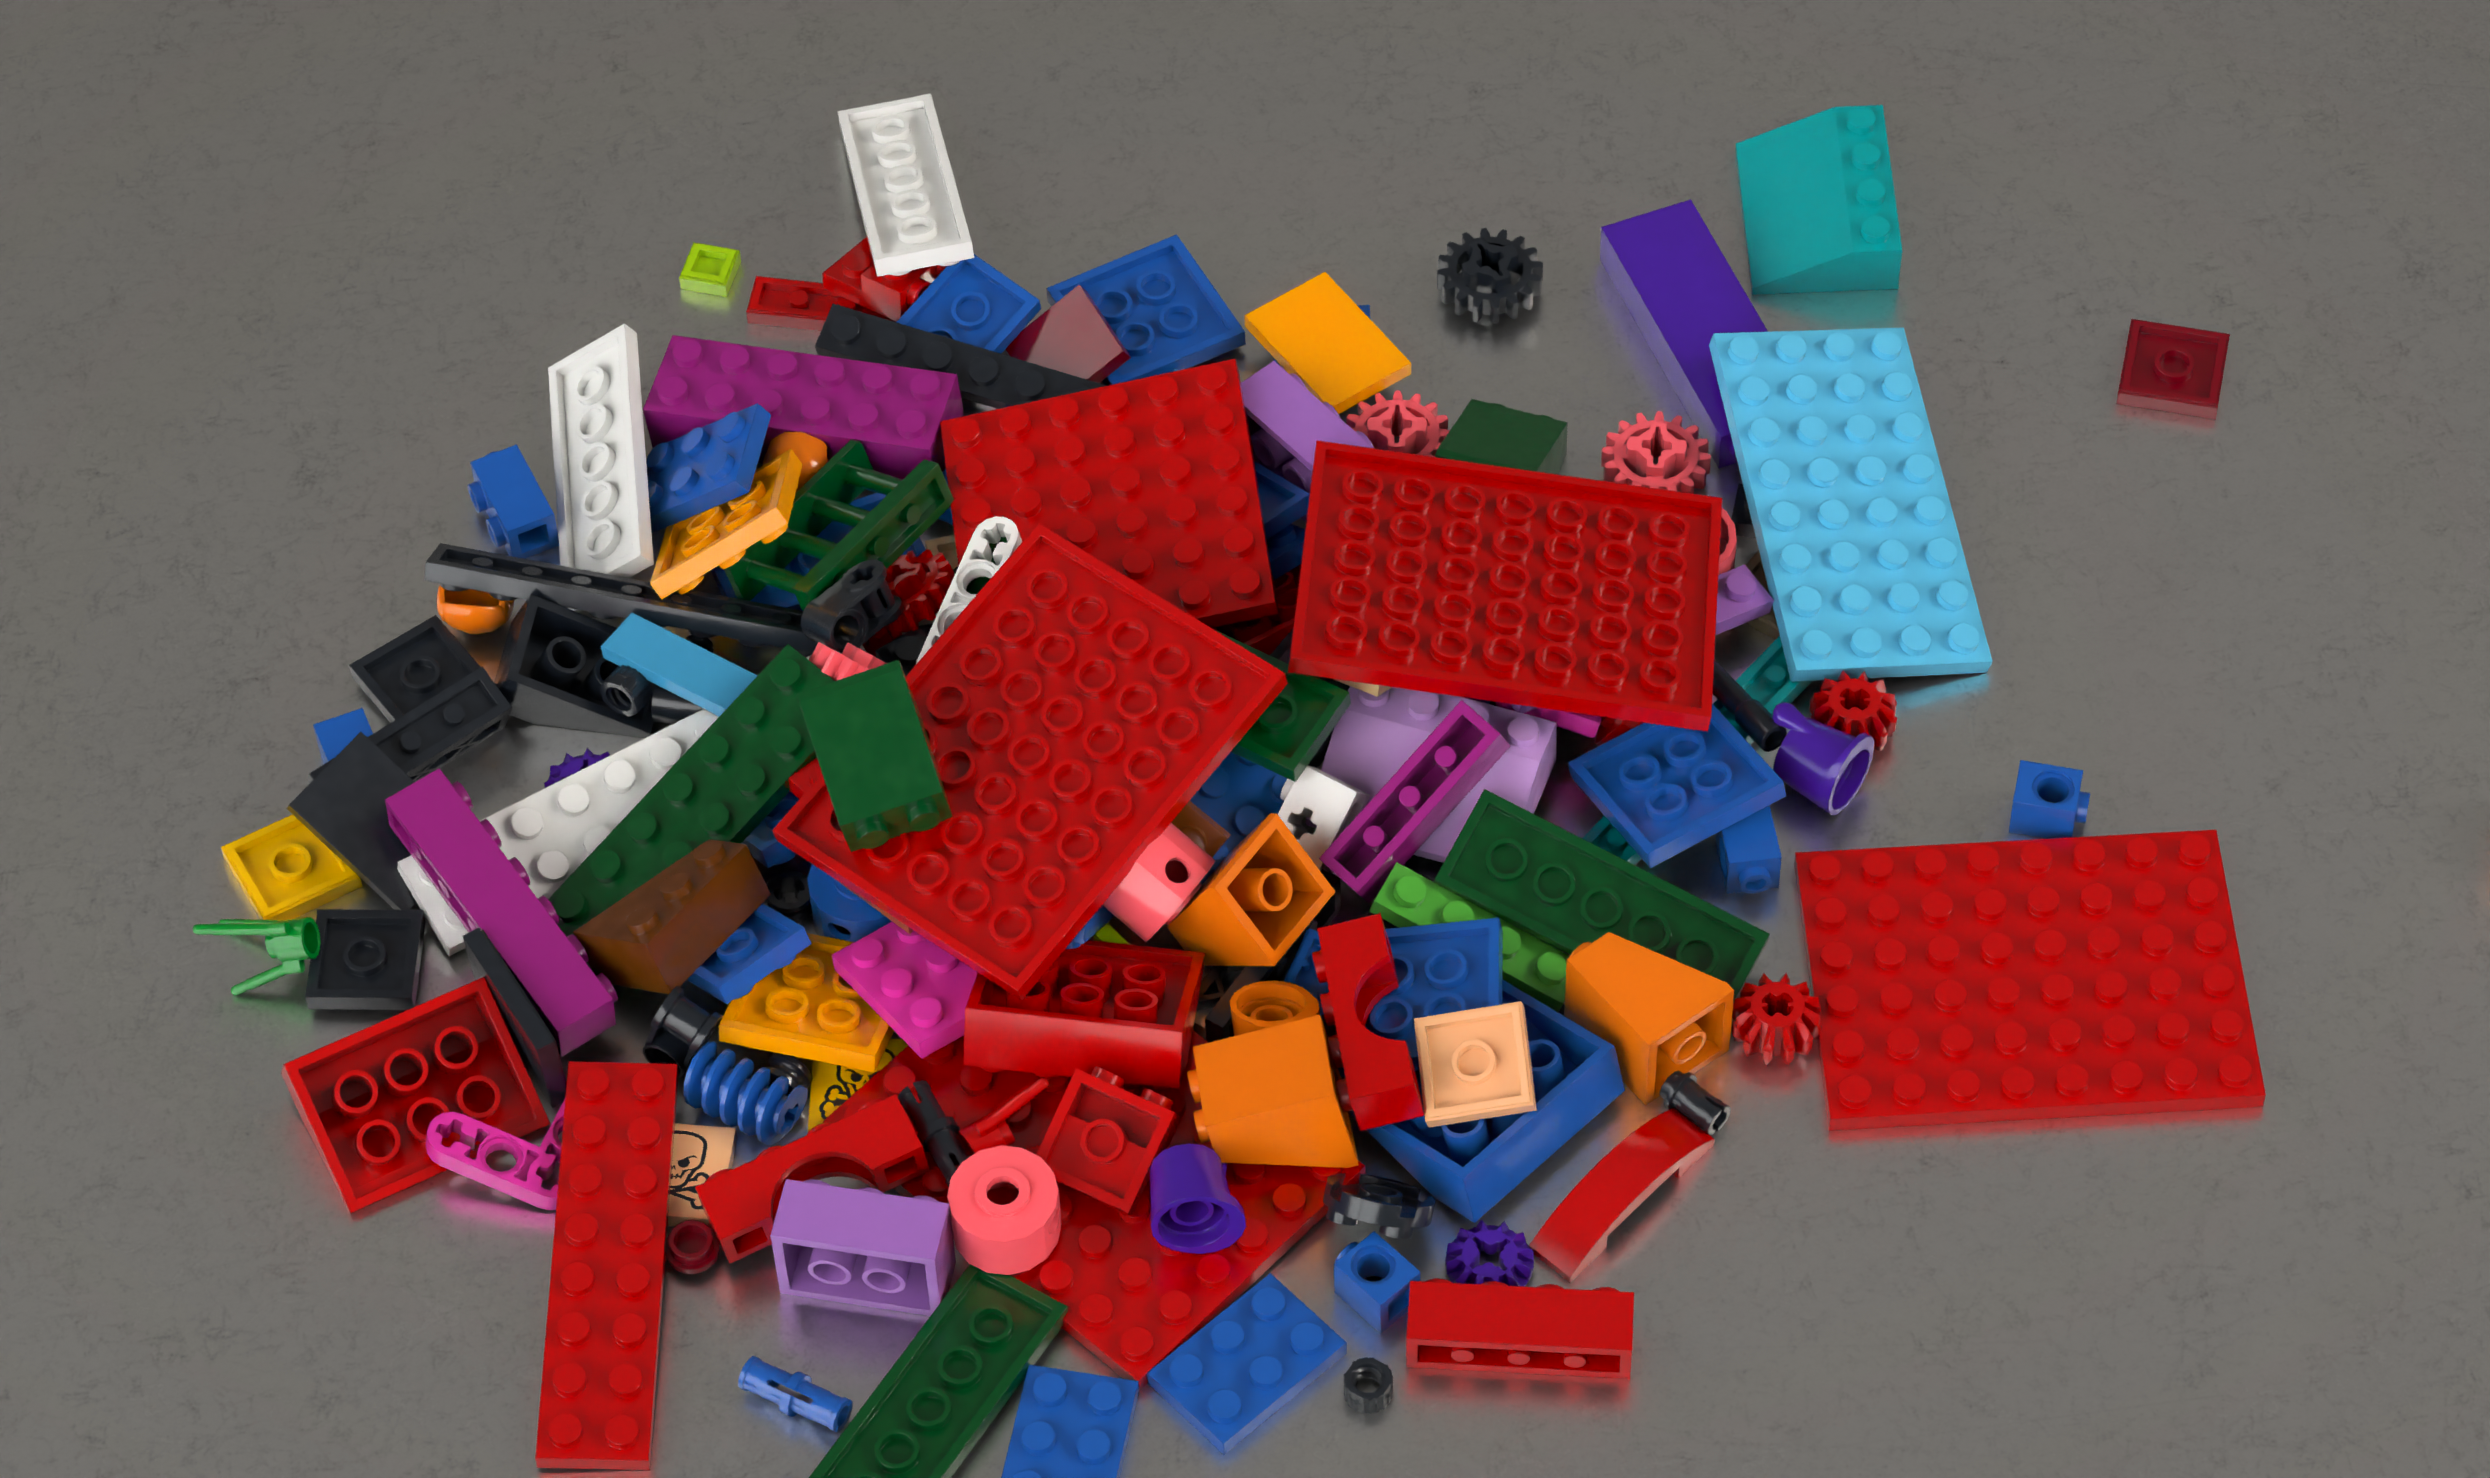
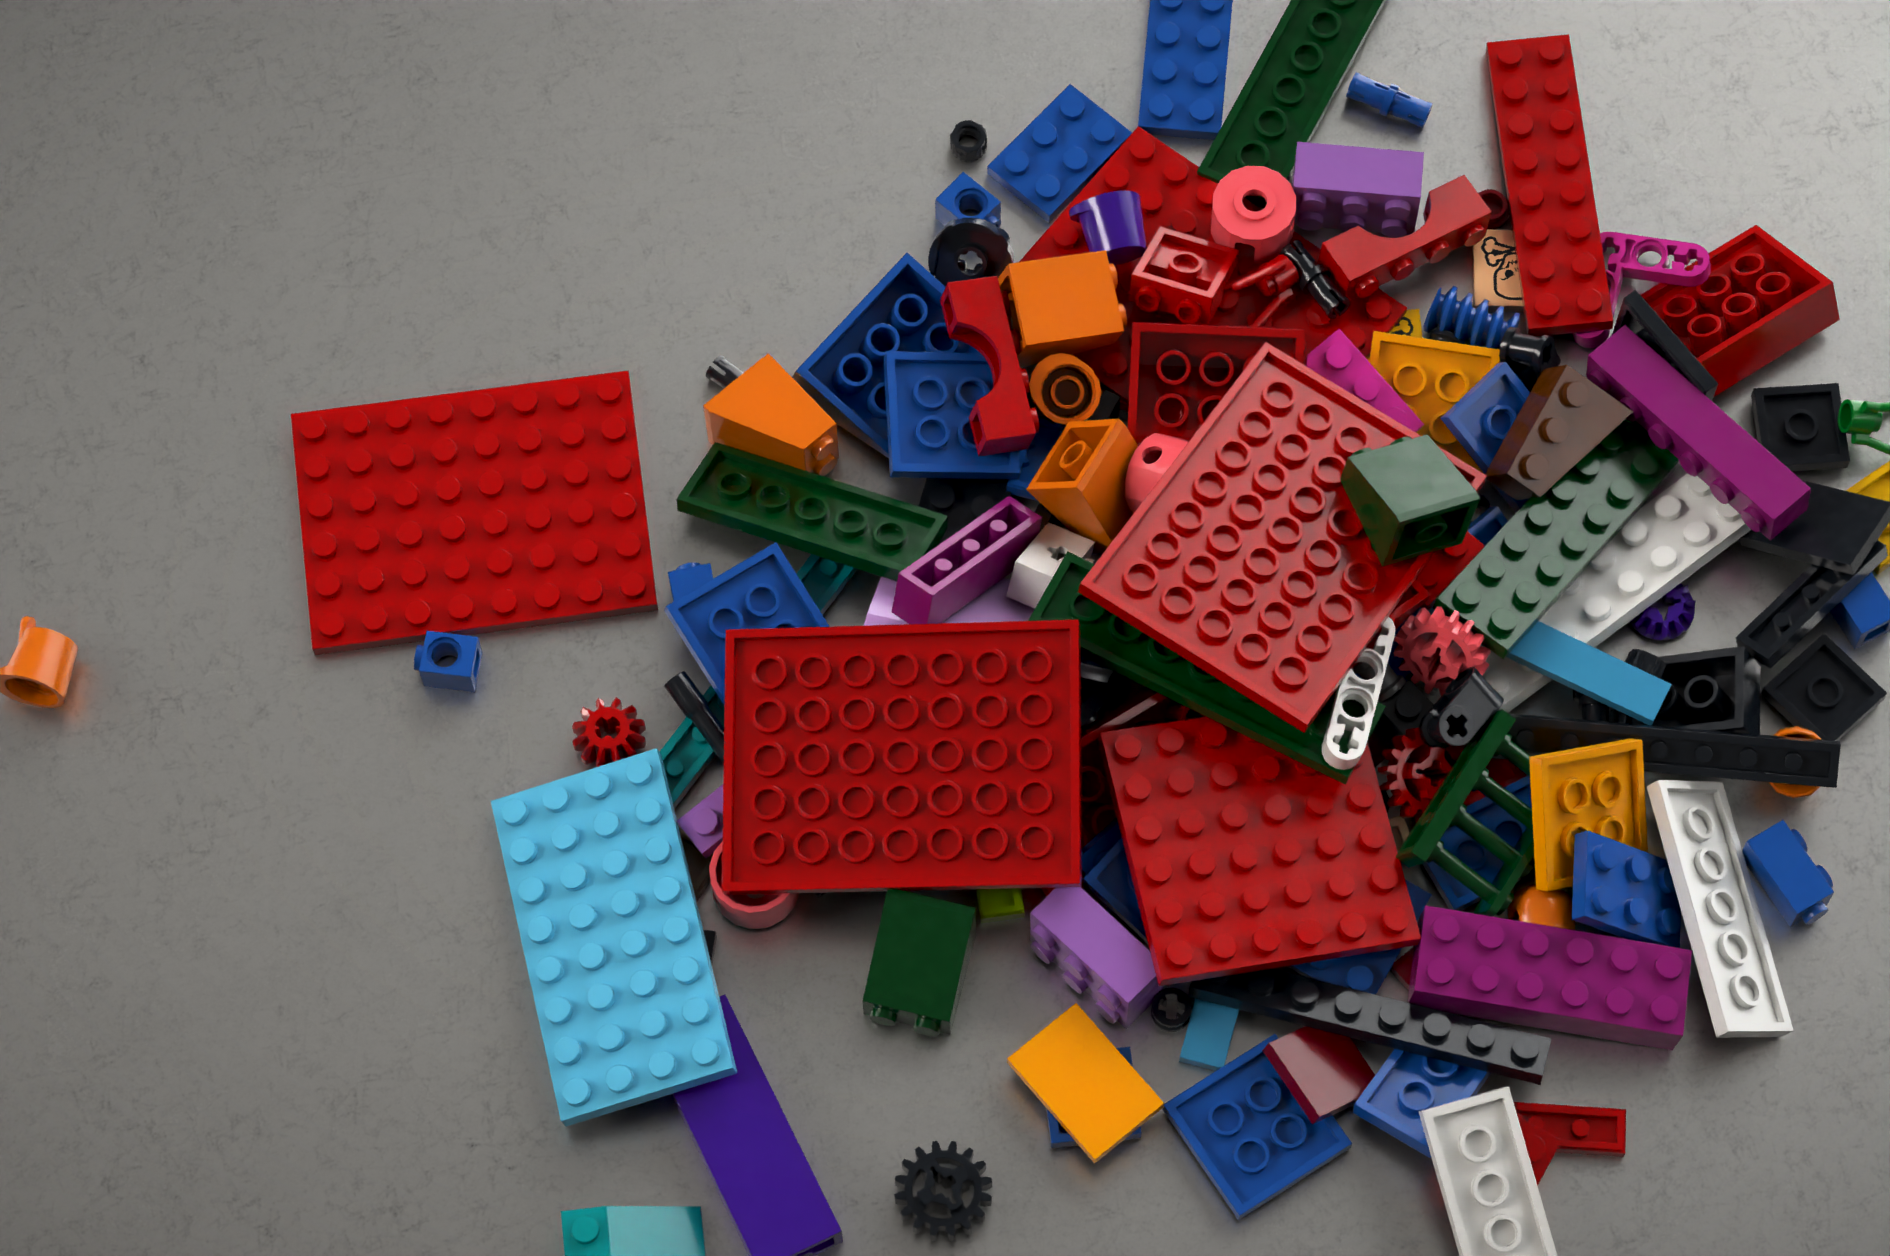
camera: 175 degrees right, 15 degrees up
(710, 269) = (1670, 1165): lime tile -> none
(1416, 425) = (997, 995): coral gear -> none
(1464, 1257) = (883, 259): dark purple gear -> none
(1475, 1064) = (903, 336): light nougat tile -> none
(1520, 1329) = (857, 181): red brick -> none
(1527, 962) = (956, 500): bright green plate -> none
(1615, 1188) = (786, 302): red slope -> none
(1680, 454) = (765, 988): coral gear -> none
(1776, 1019) = (670, 435): red gear -> none
(1821, 760) = (634, 673): dark purple hat -> none
(2173, 369) = (317, 1139): dark red tile -> none

